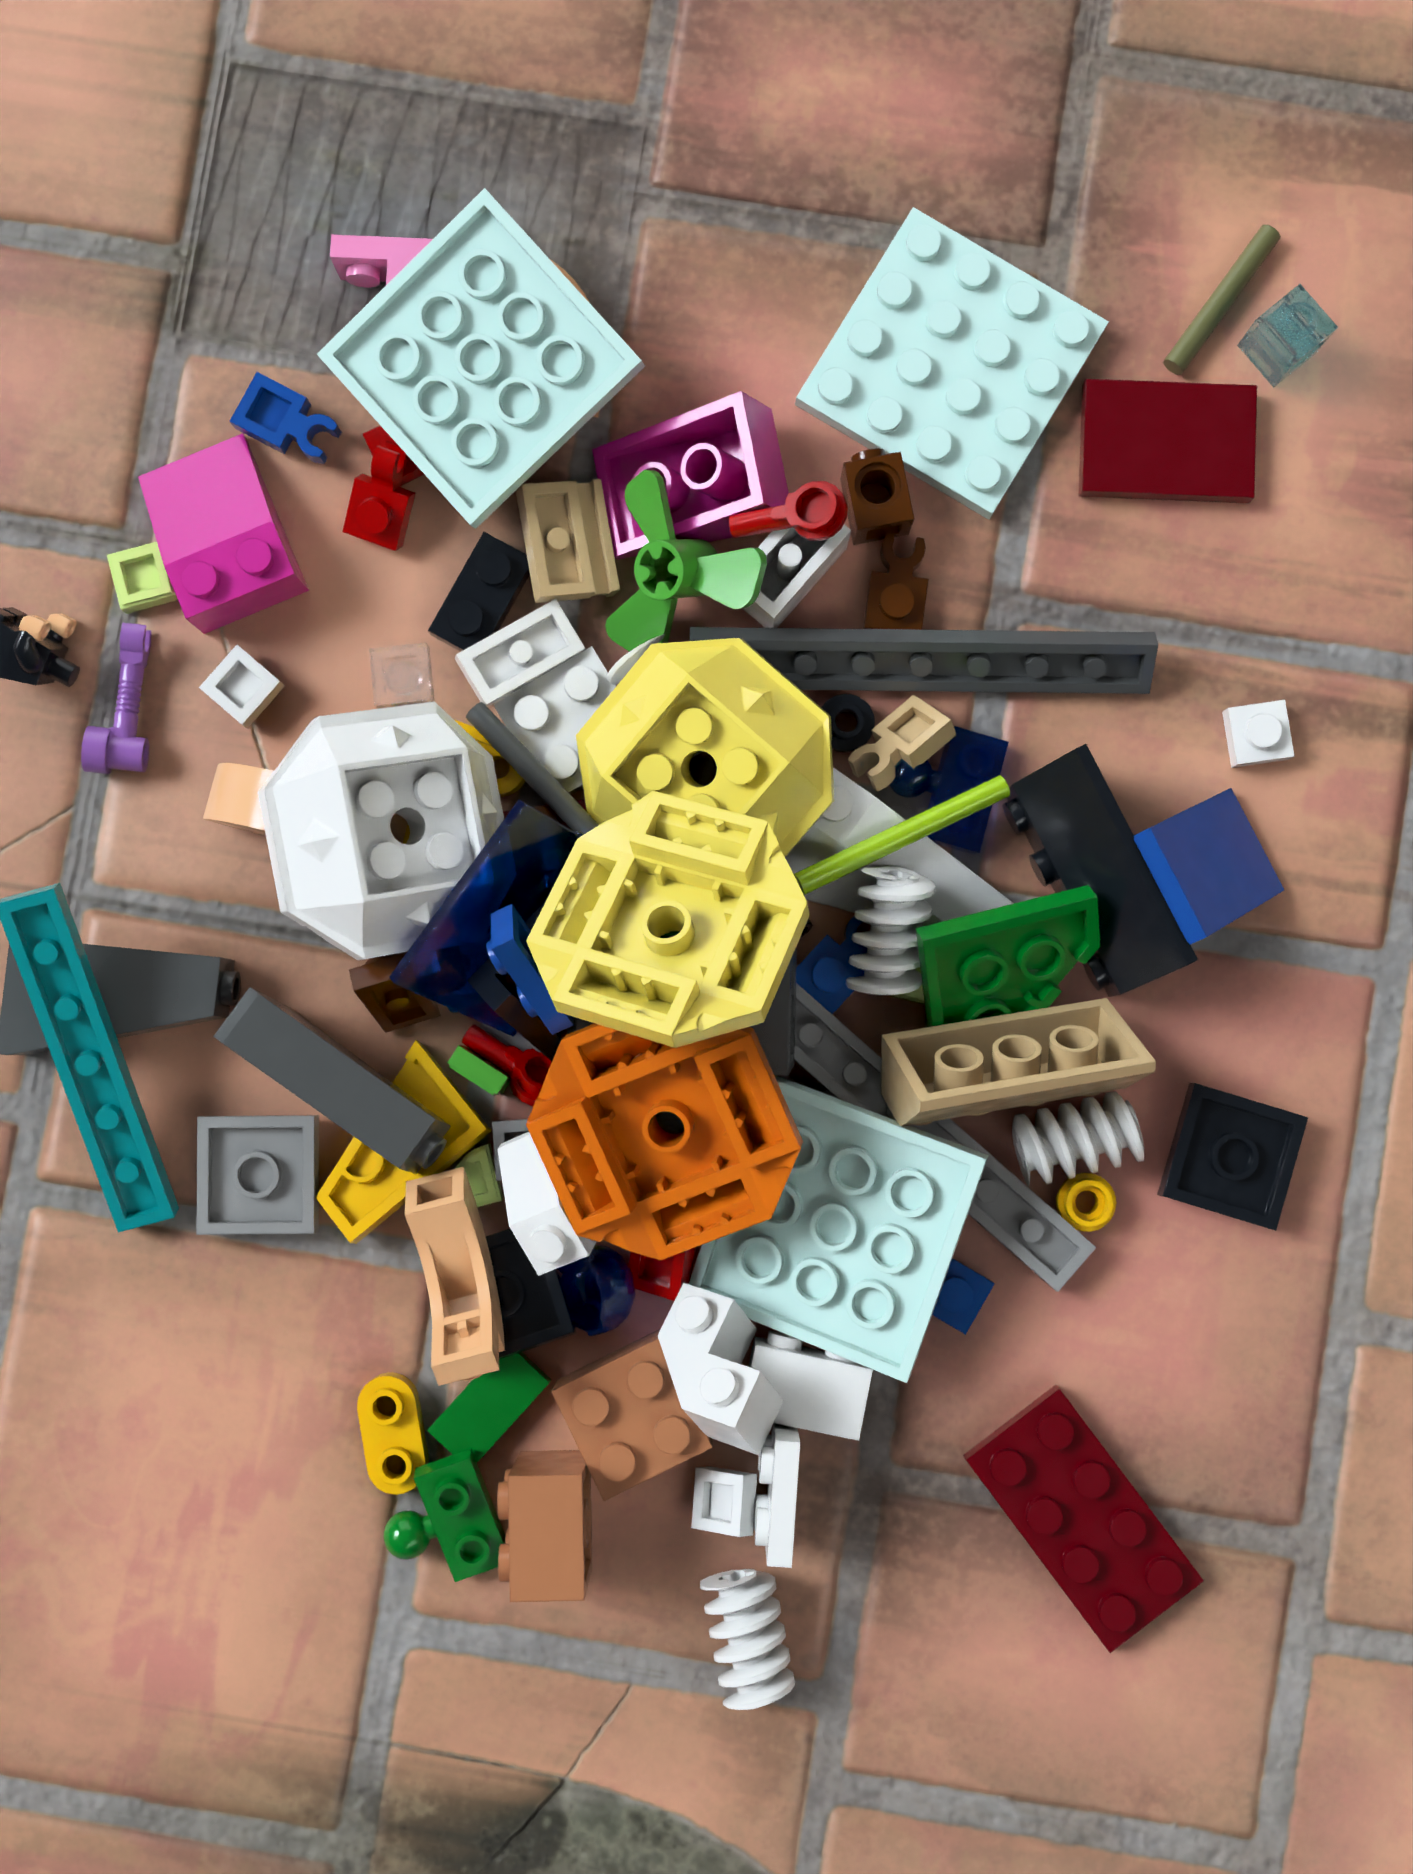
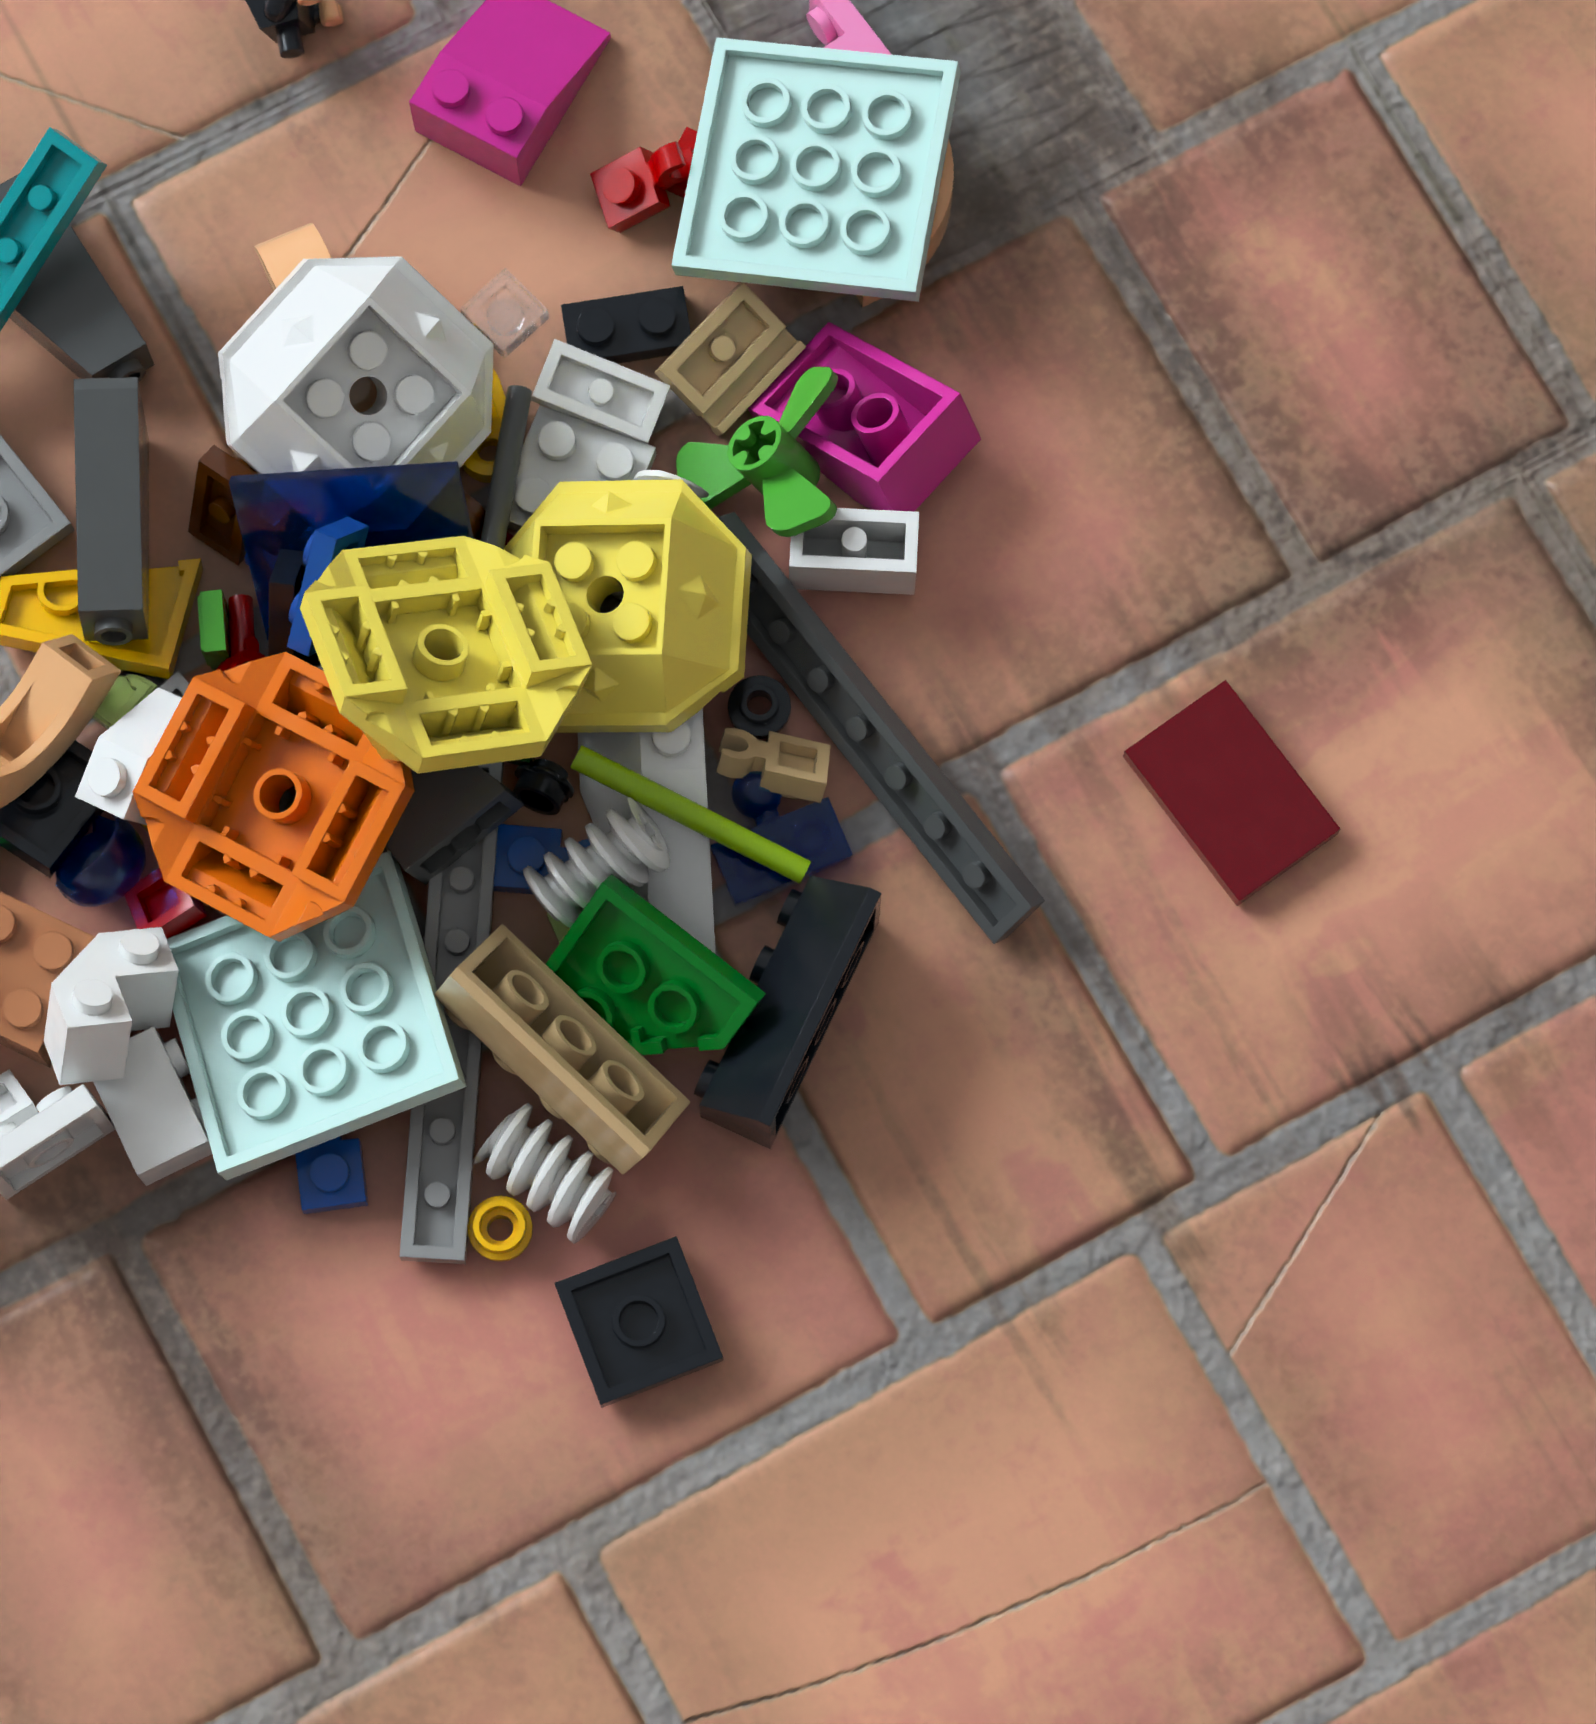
camera: 45 degrees right, 10 degrees down
(118, 746) = (263, 133): medium lavender brick -> none
(140, 578) = (417, 42): yellowish green tile -> none
(242, 686) = (392, 192): white plate -> none
(279, 416) = (646, 49): blue plate -> none
(814, 511) = (901, 523): red plate -> none
(869, 520) = (969, 607): reddish brown brick -> none
(897, 597) = (906, 669): reddish brown plate -> none
(951, 362) = (1148, 560): light aqua plate -> none
(1083, 1518) = (217, 1438): dark red plate -> none
(1208, 865) = (871, 1091): blue tile -> none
(1222, 299) = (1395, 744): olive bar -> none
(1258, 733) = (1035, 1065): white plate -> none
(1287, 335) = (1400, 818): clear light blue brick -> none

